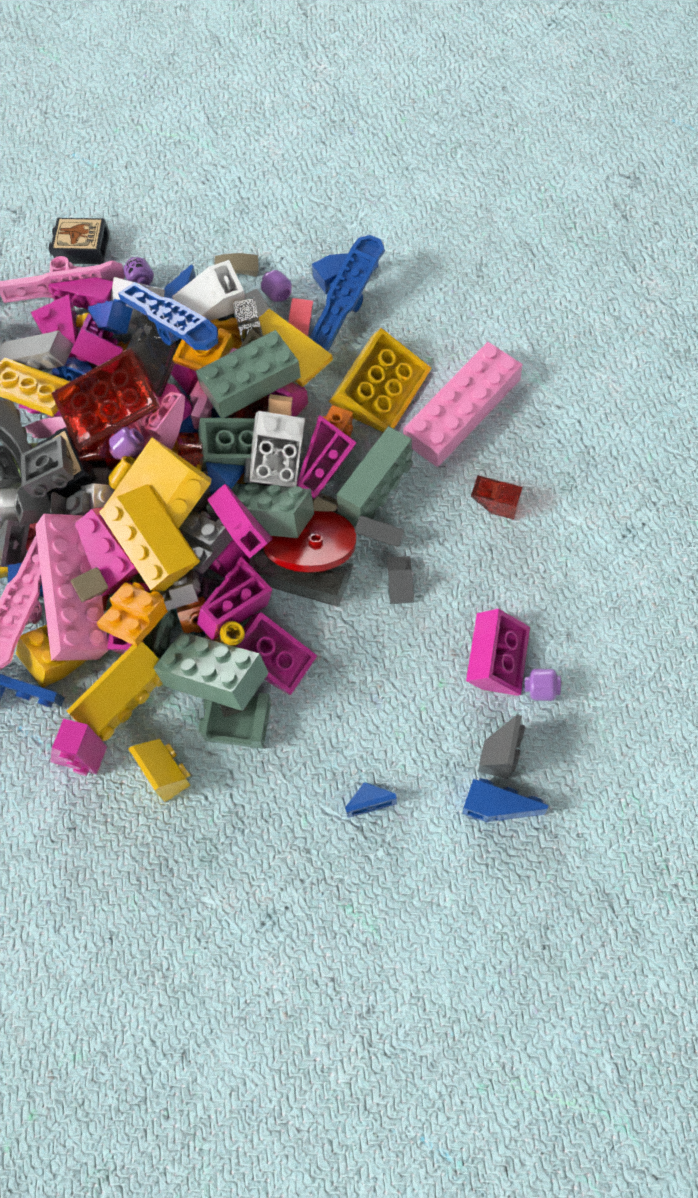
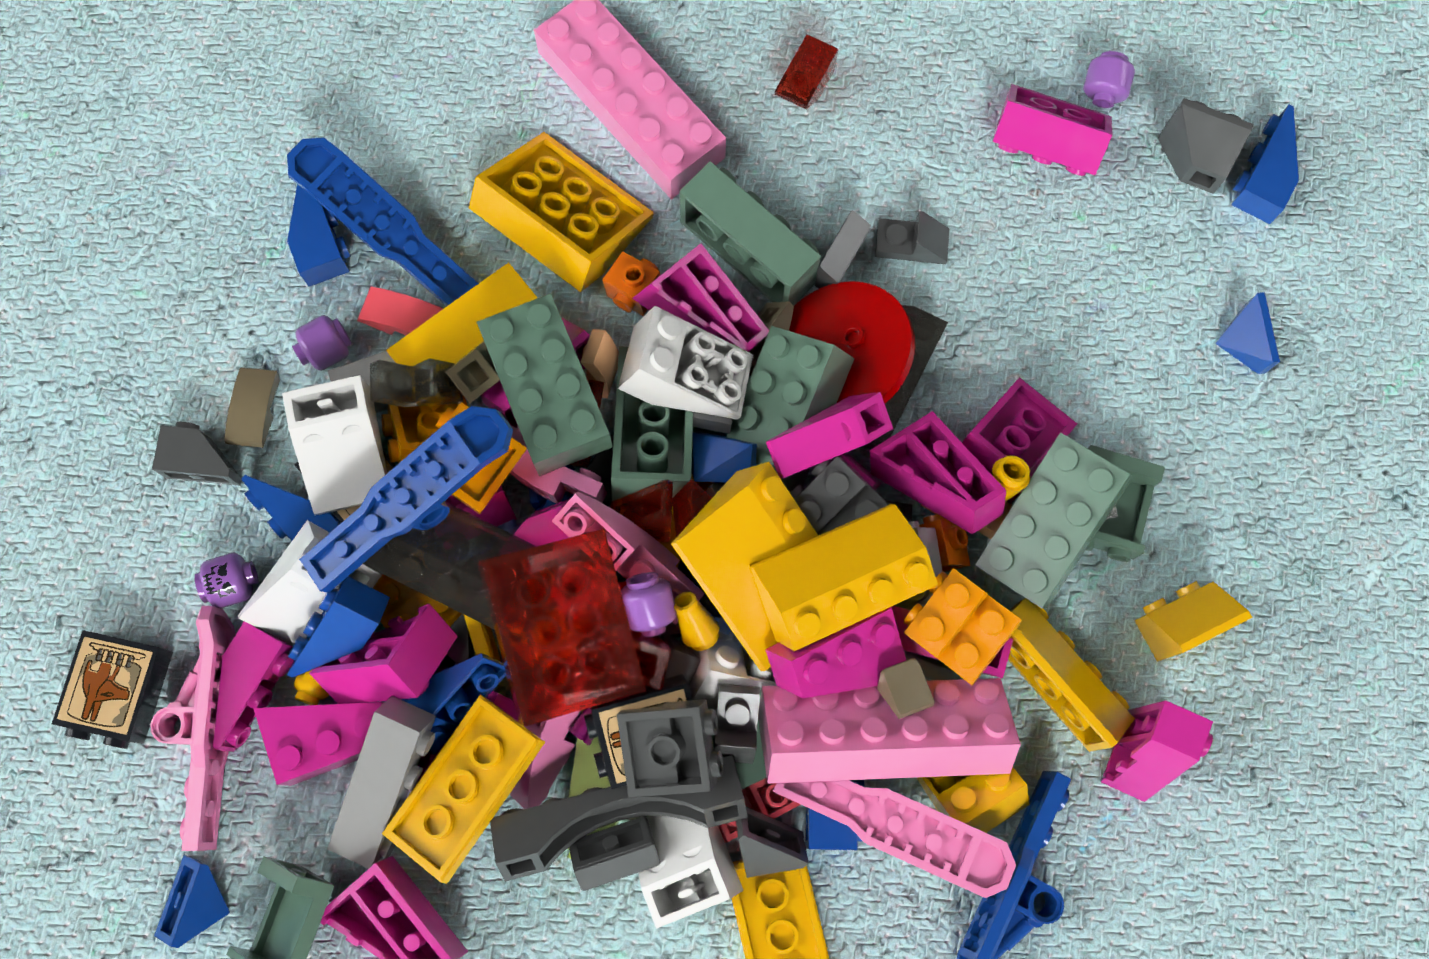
camera: 90 degrees left, 10 degrees up
(204, 245) = (191, 455): none -> dark grey slope

